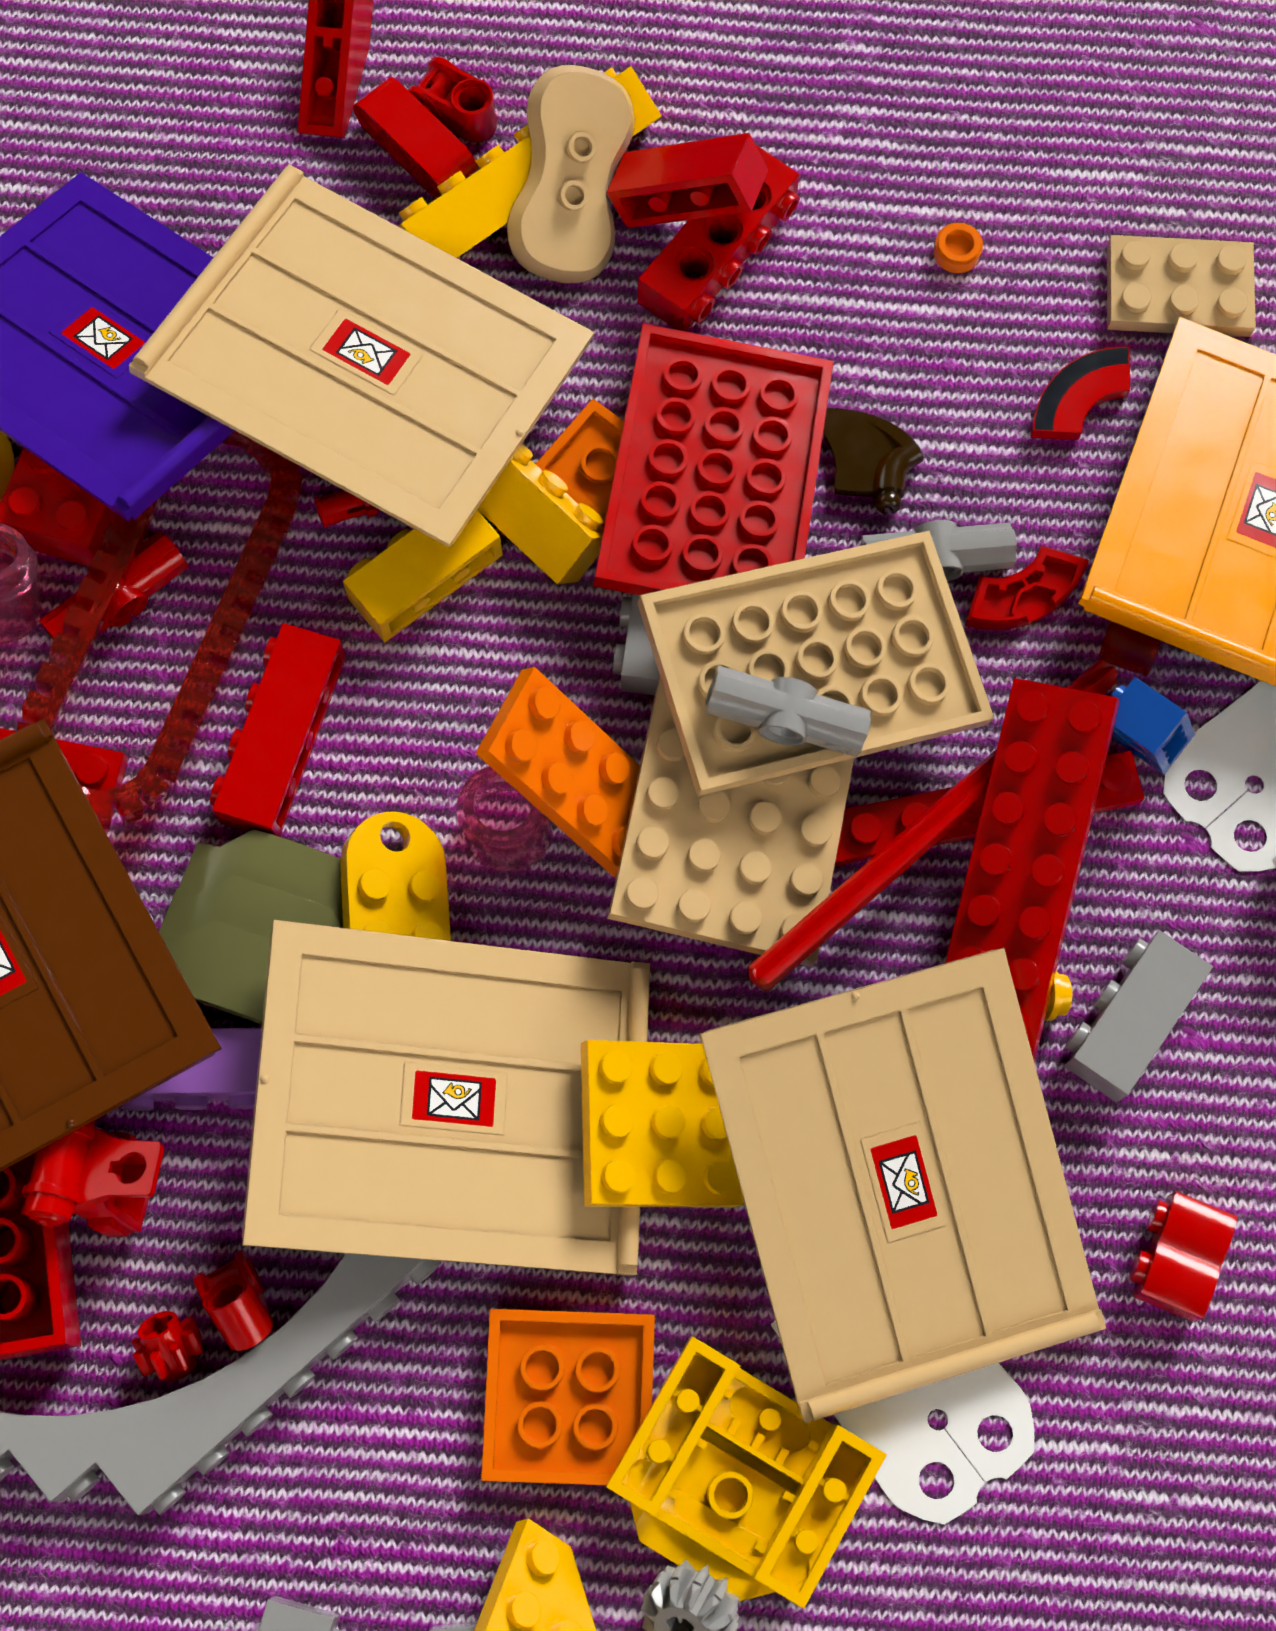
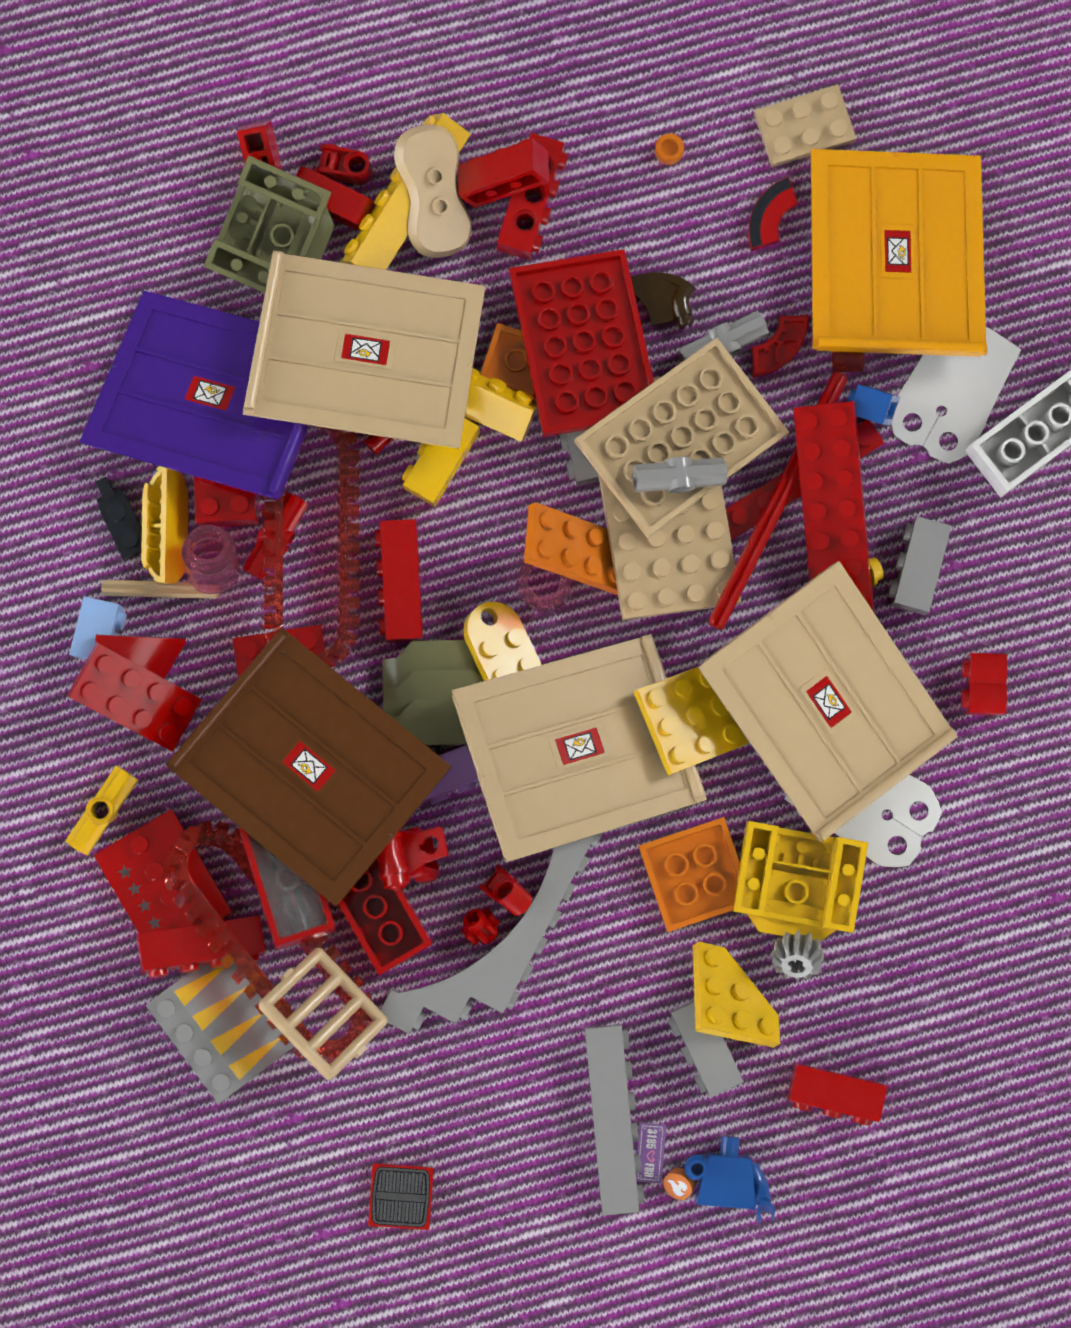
camera: 15 degrees left, 10 degrees up
(317, 117) = (267, 215): none -> olive slope

